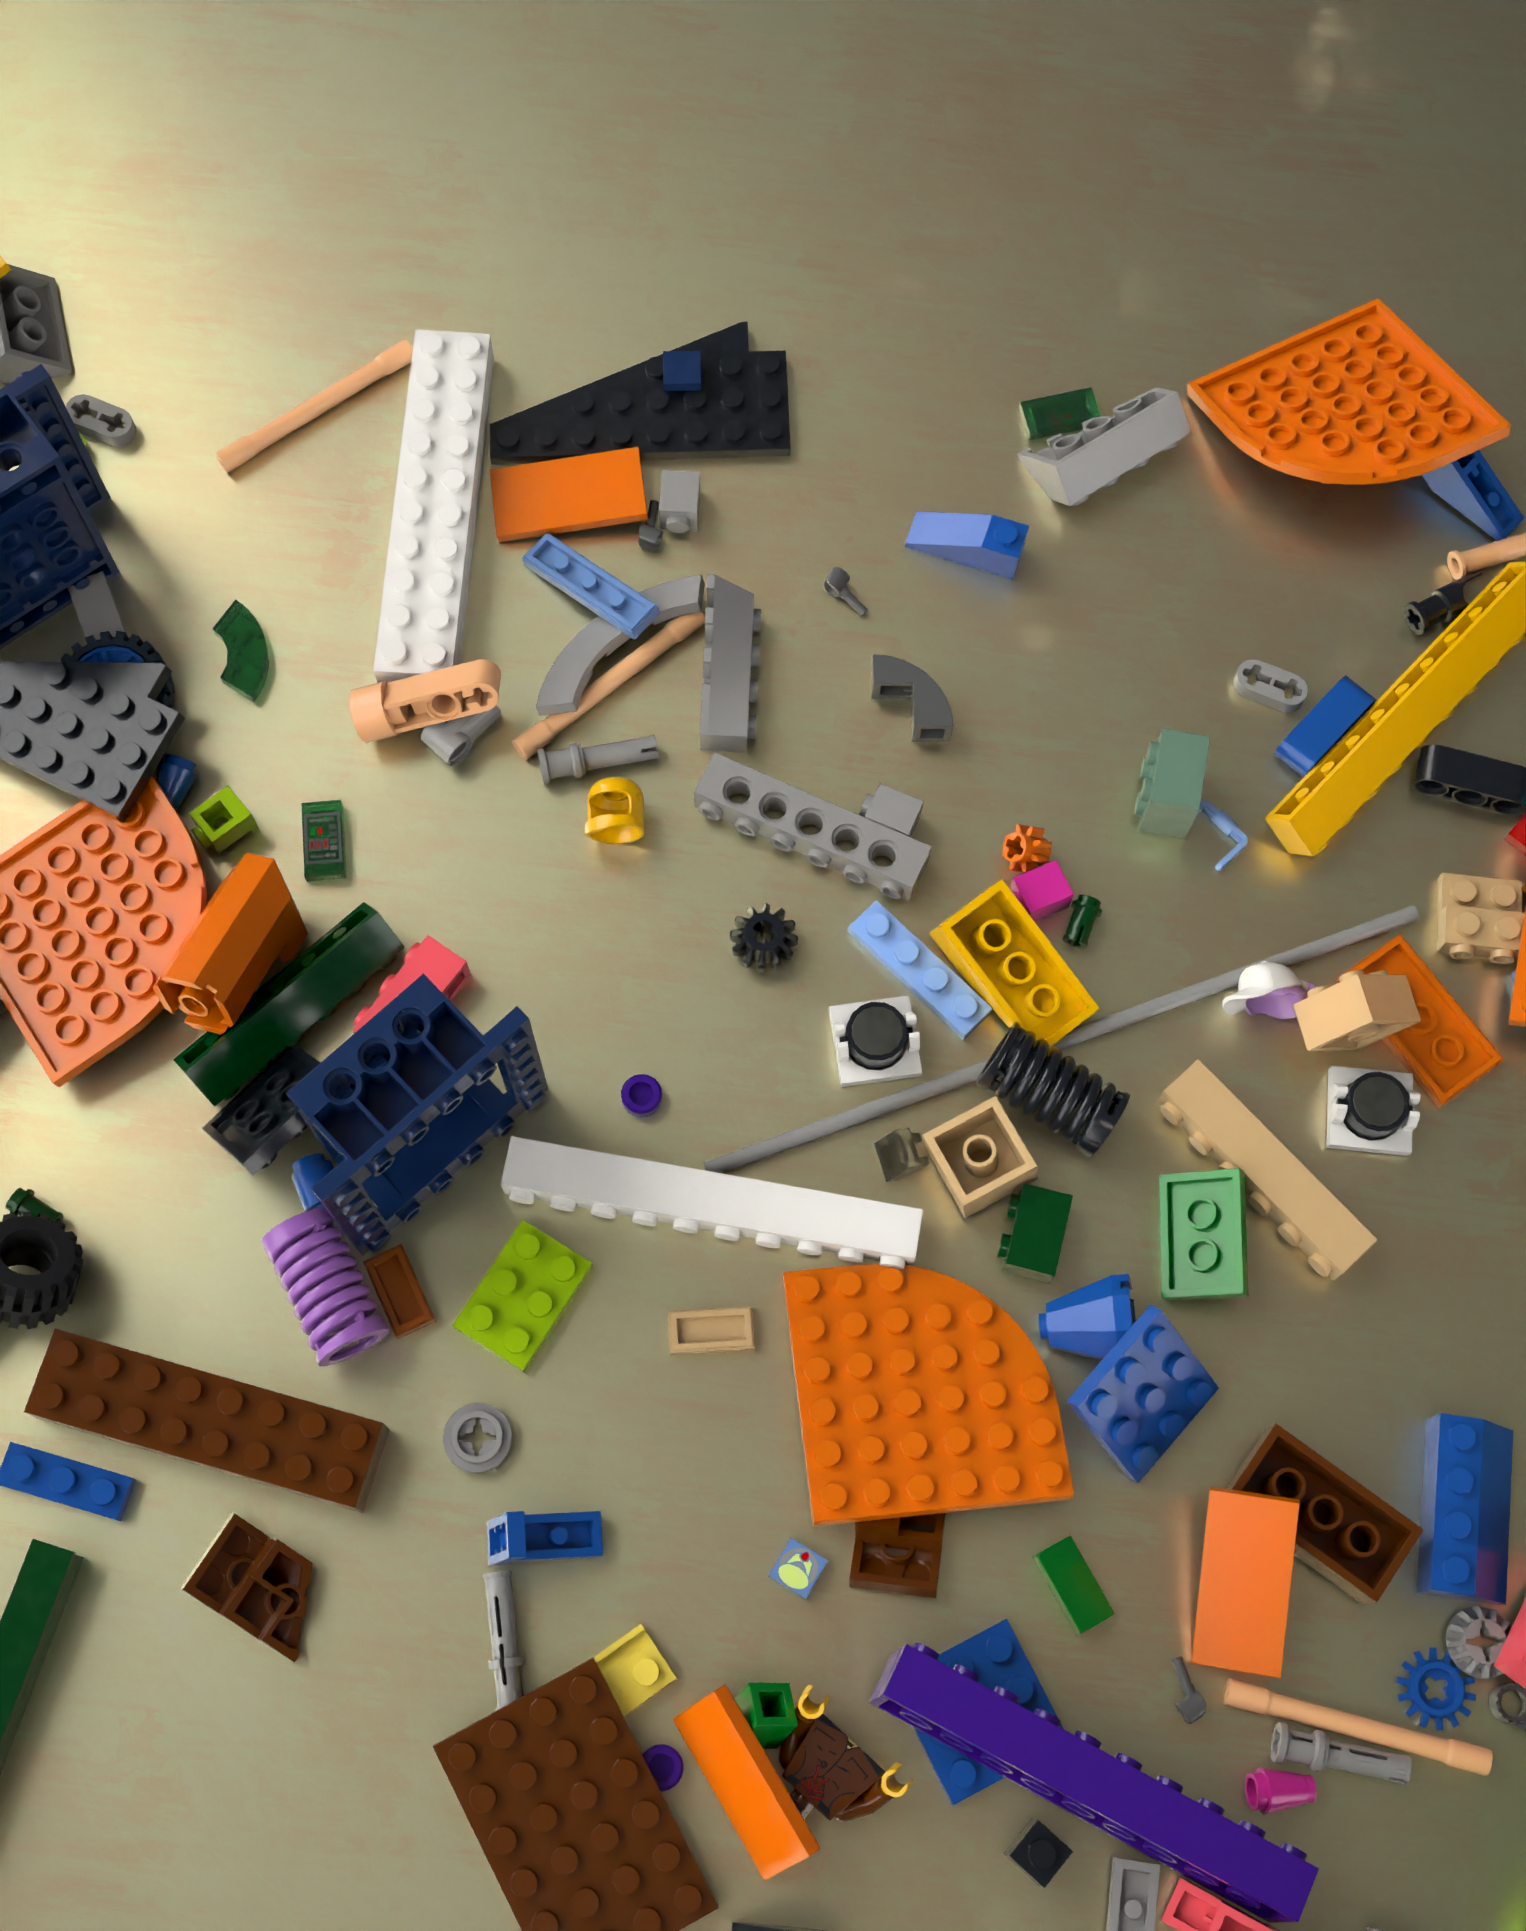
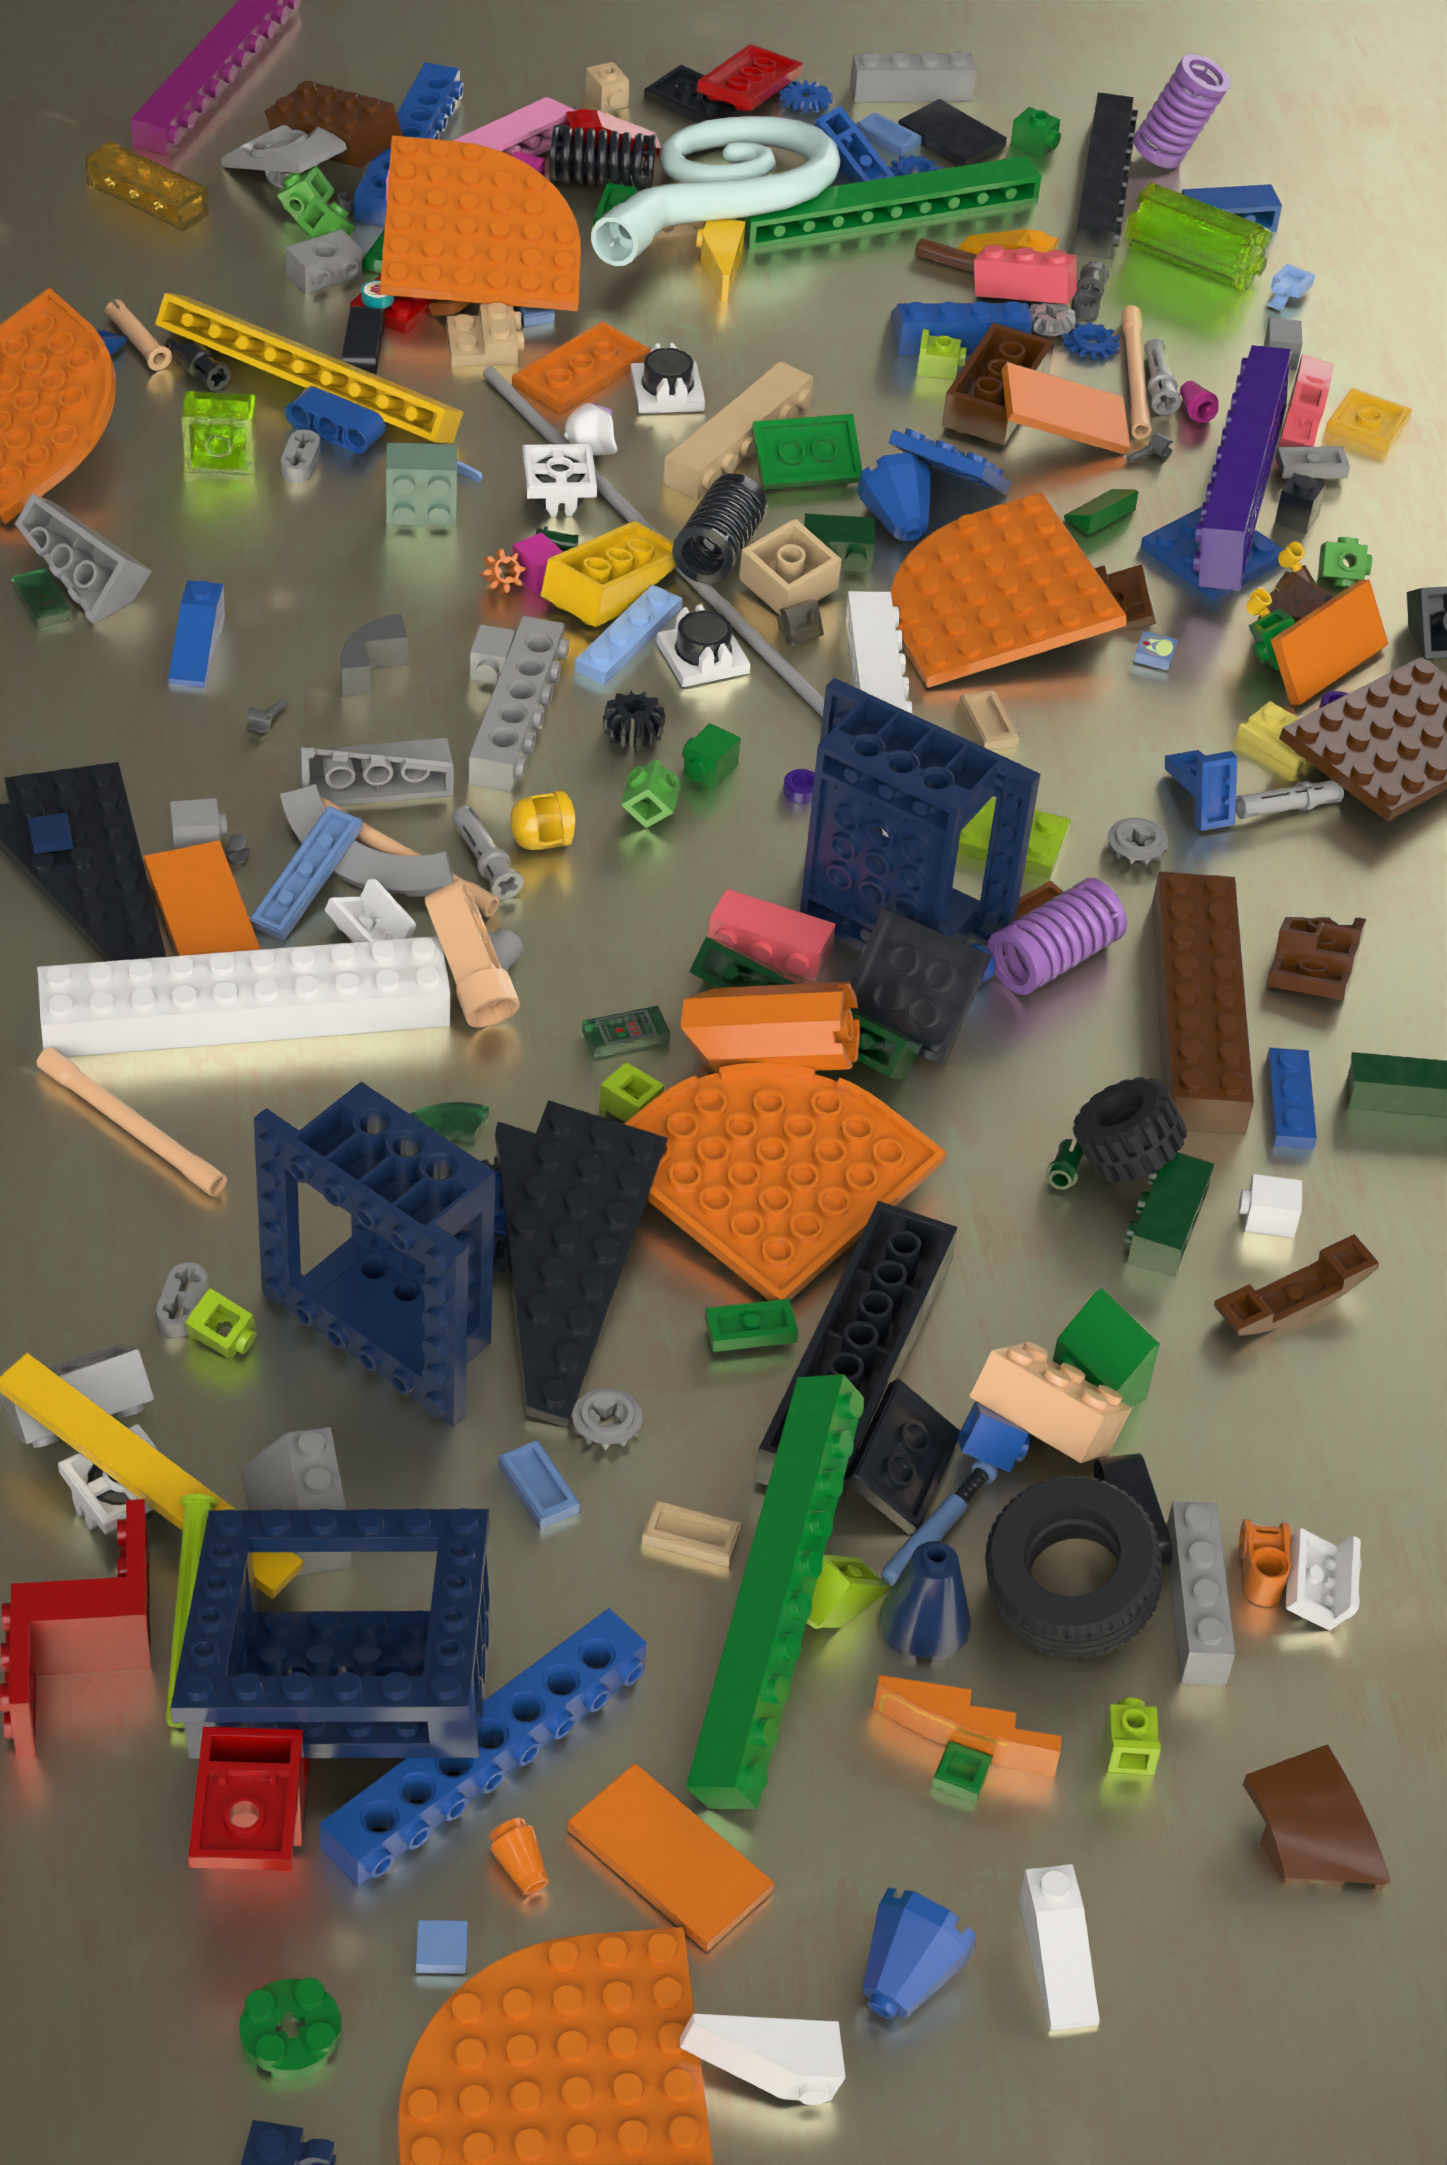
camera: 105 degrees left, 25 degrees down
(512, 631) = (371, 916): none -> white bracket
(638, 926) = (650, 793): none -> bright green brick
(692, 1003) = (711, 755): none -> green brick
(905, 1866) = (1332, 566): none -> bright green brick
(1187, 941) = (559, 476): none -> white piece
(1289, 594) = (219, 433): none -> clear neon green brick
(1356, 1011) = (602, 369): tan brick -> none
(1385, 1470) = (940, 356): none -> lime brick

